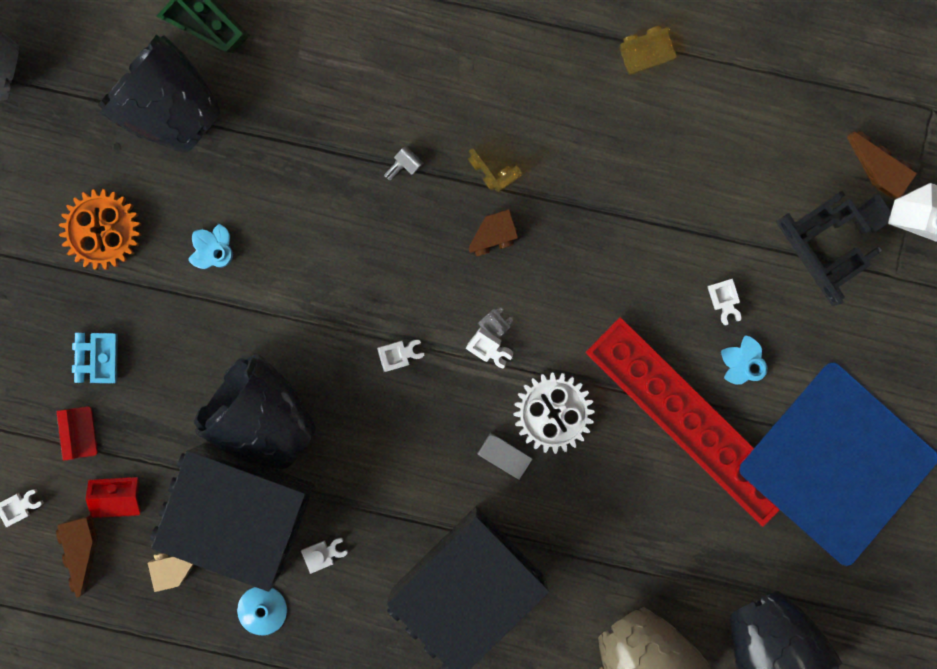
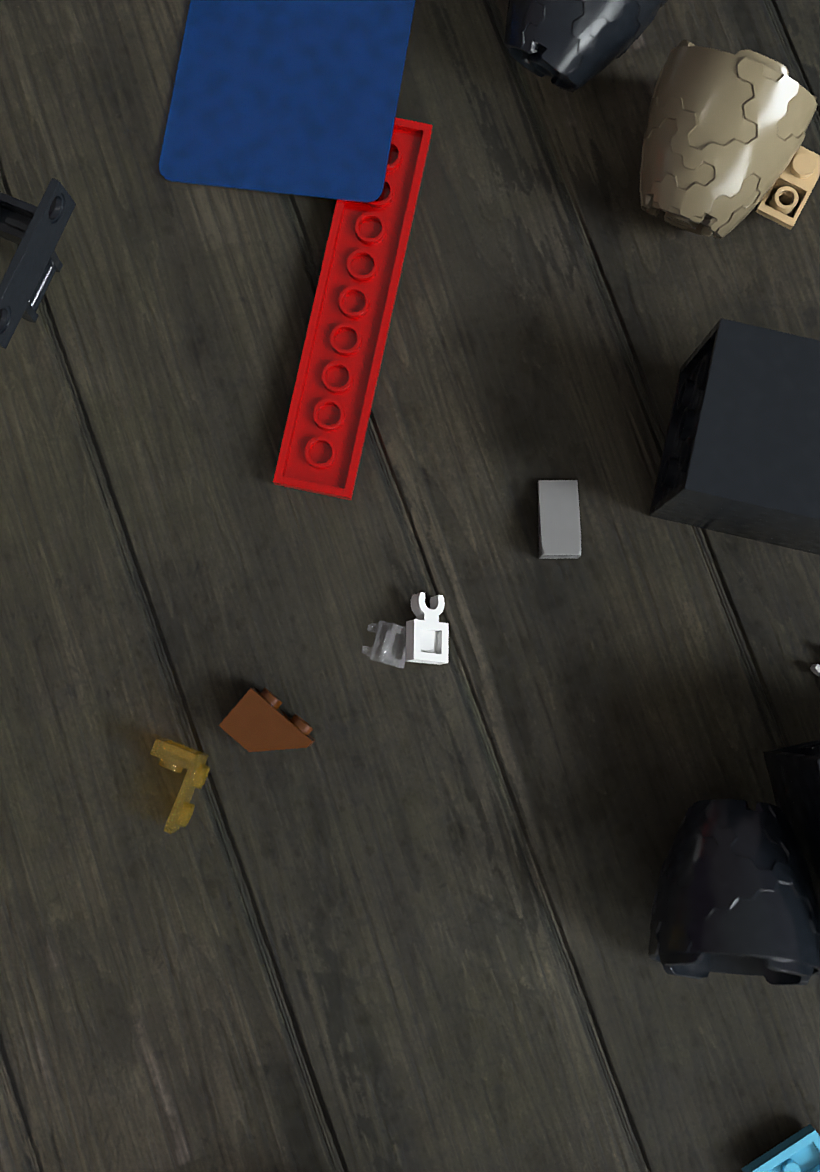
camera: 125 degrees left, 5 degrees down
(208, 245) = (535, 1115): medium azure plate -> none
(396, 355) = (518, 753): white plate -> none
(405, 159) = (239, 911): light grey piece -> none
(534, 425) = (426, 475): white gear -> none
(724, 296) = (160, 363): white plate -> none
(741, 359) = (230, 289): medium azure plate -> none

